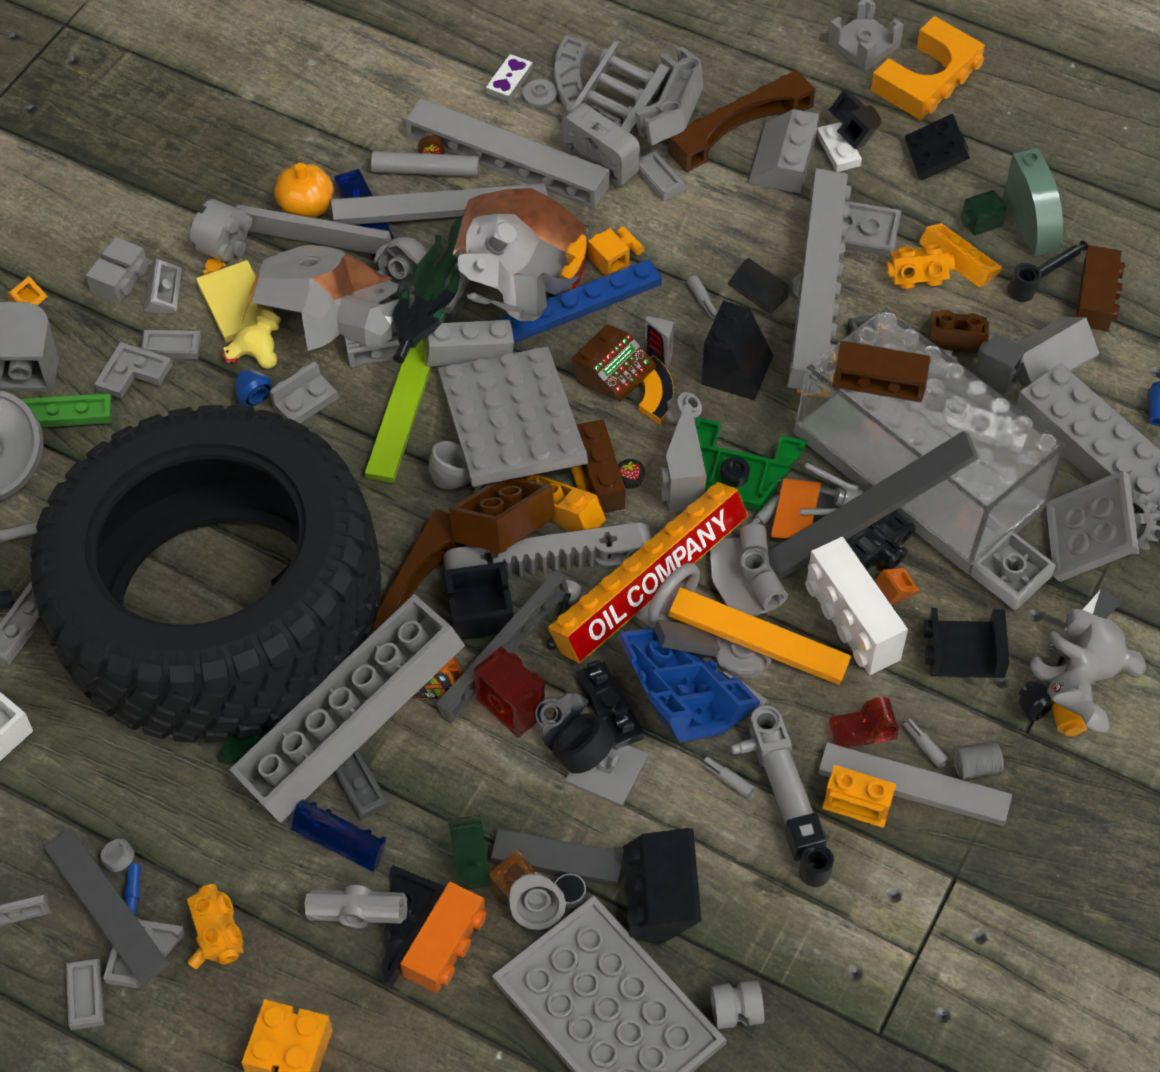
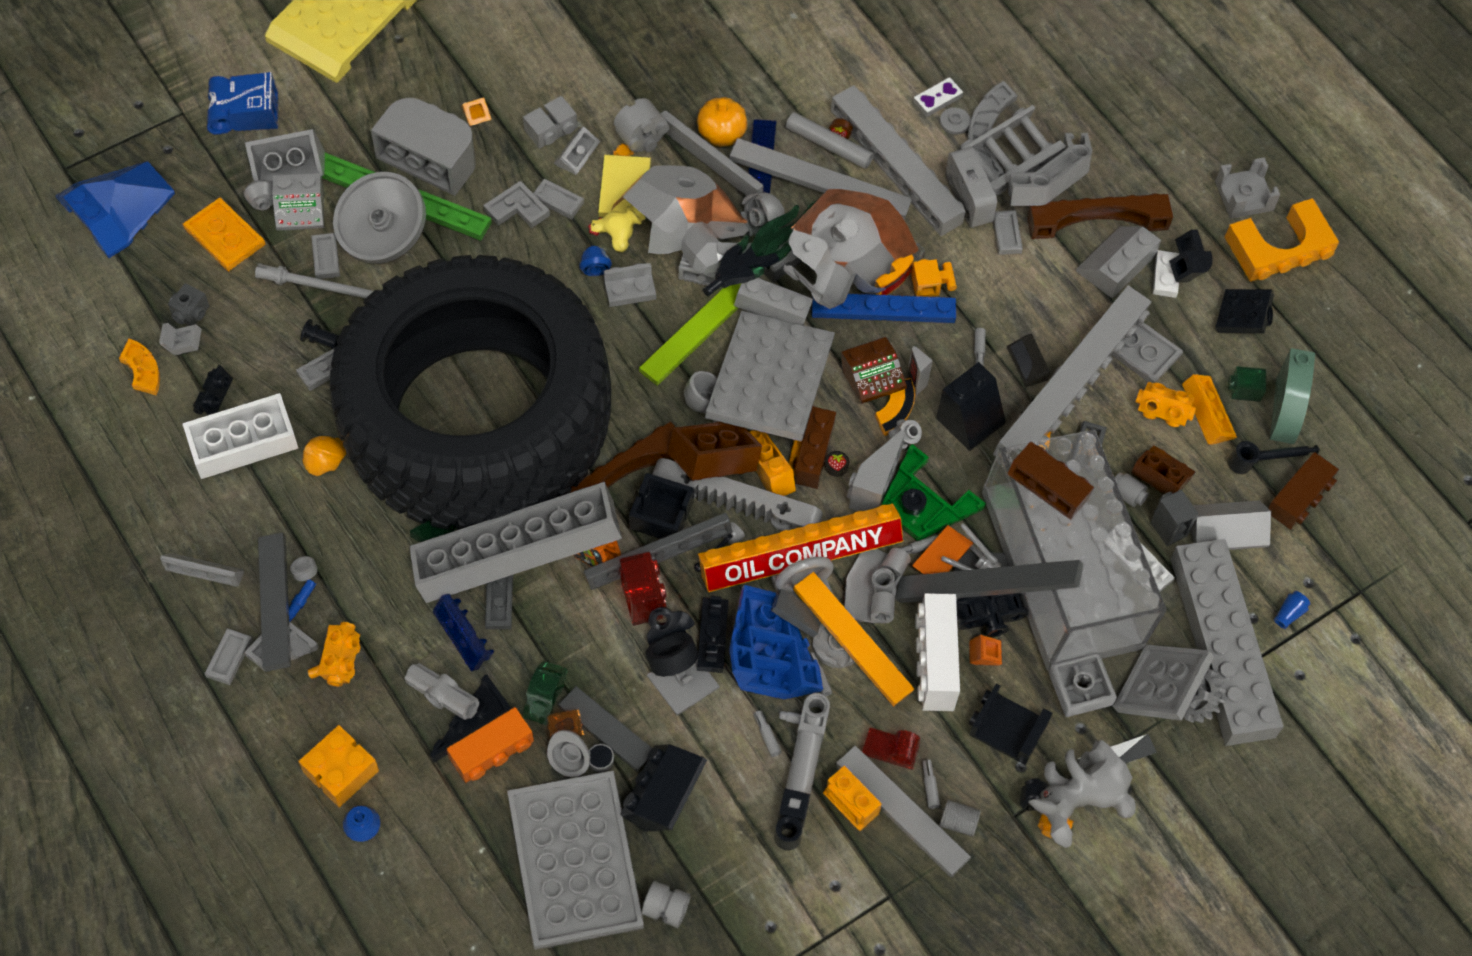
camera: 25 degrees right, 5 degrees up
(67, 724) = (323, 454): none -> light orange hair

